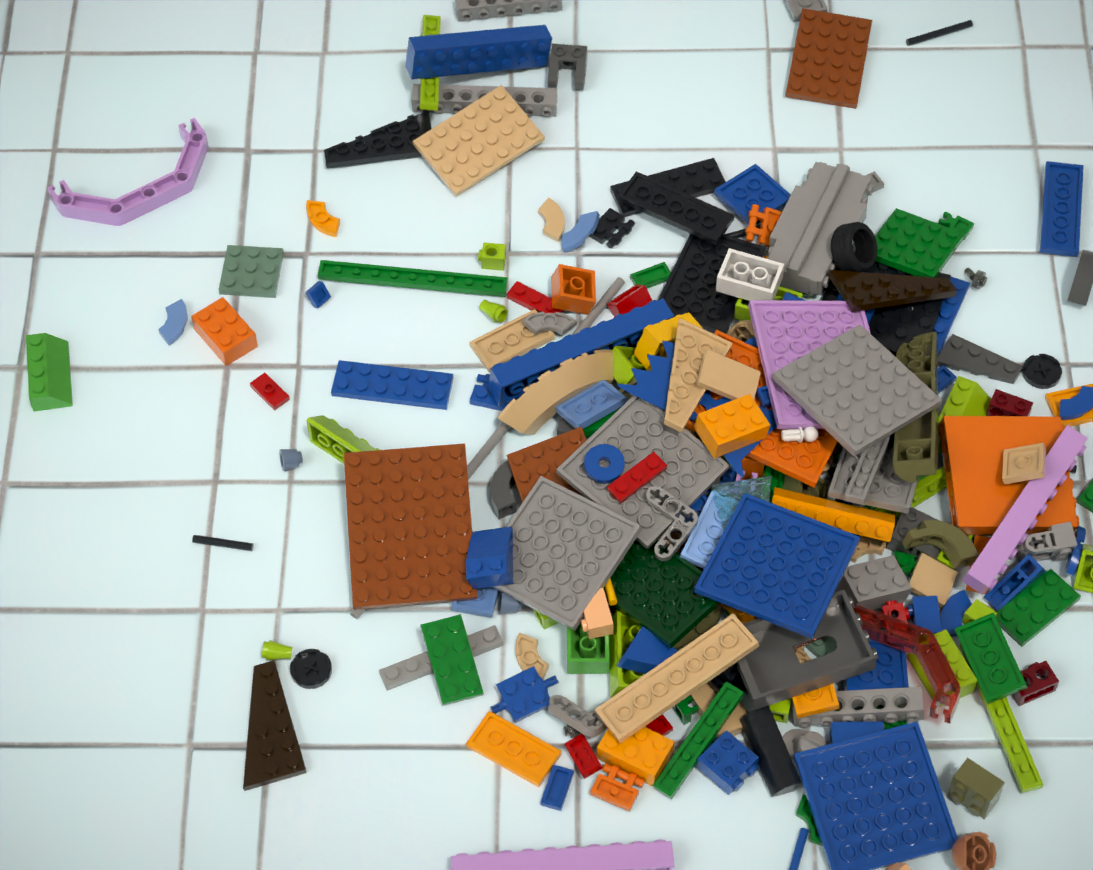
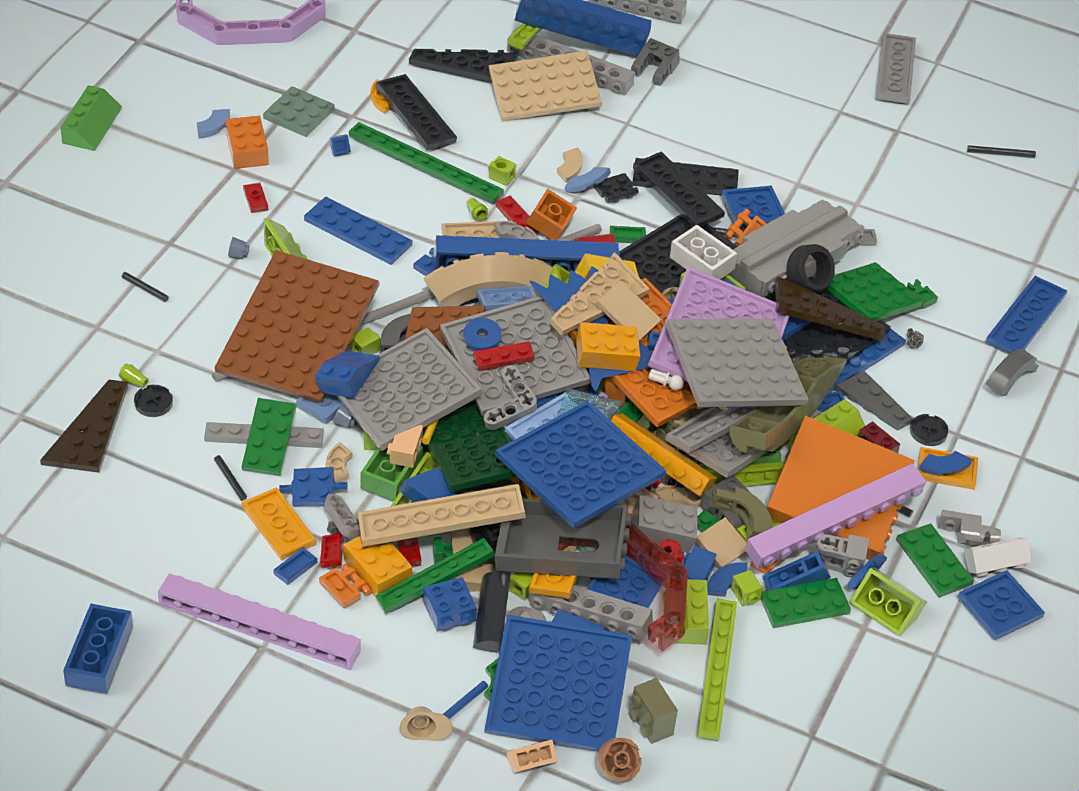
camera: 20 degrees right, 10 degrees down
(370, 223) = (416, 112): none -> black plate
(438, 720) = (230, 478): none -> black bar
(481, 511) = (366, 342): none -> lime brick
(829, 58) = (887, 134): dark orange plate -> none
(990, 658) = (732, 617): green plate -> none
(1024, 463) = (853, 476): tan plate -> none
(1036, 687) = (761, 656): dark red brick -> none

